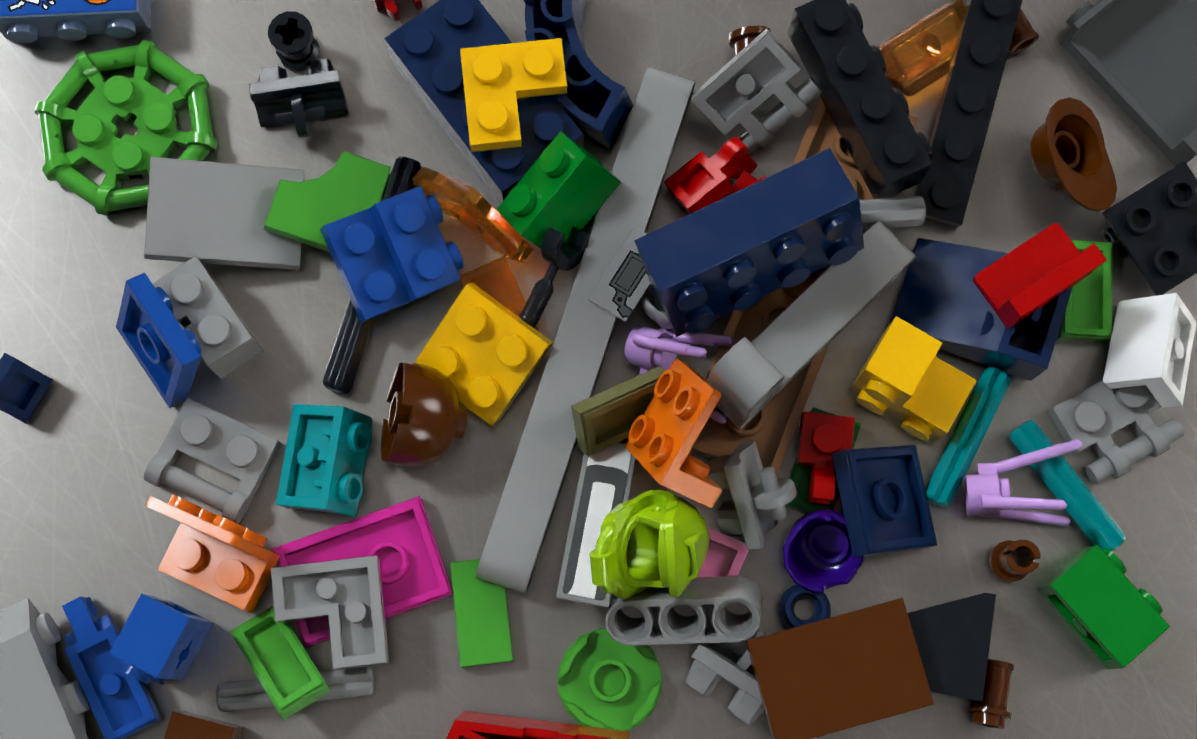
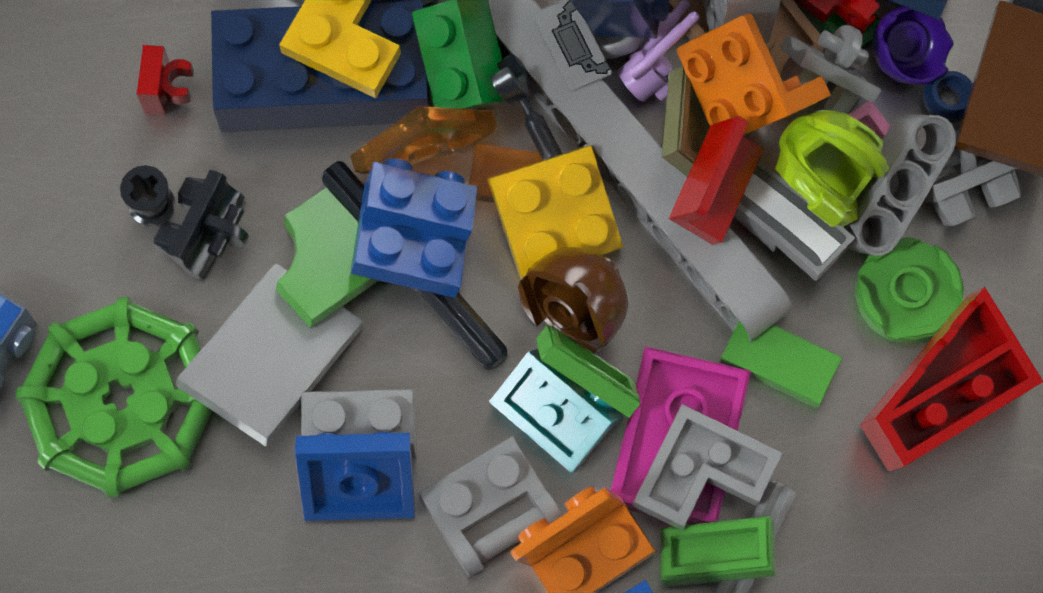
camera: 55 degrees left, 5 degrees down
(358, 463) = (588, 370): none -> bright green tile
(578, 464) = (717, 181): none -> red panel

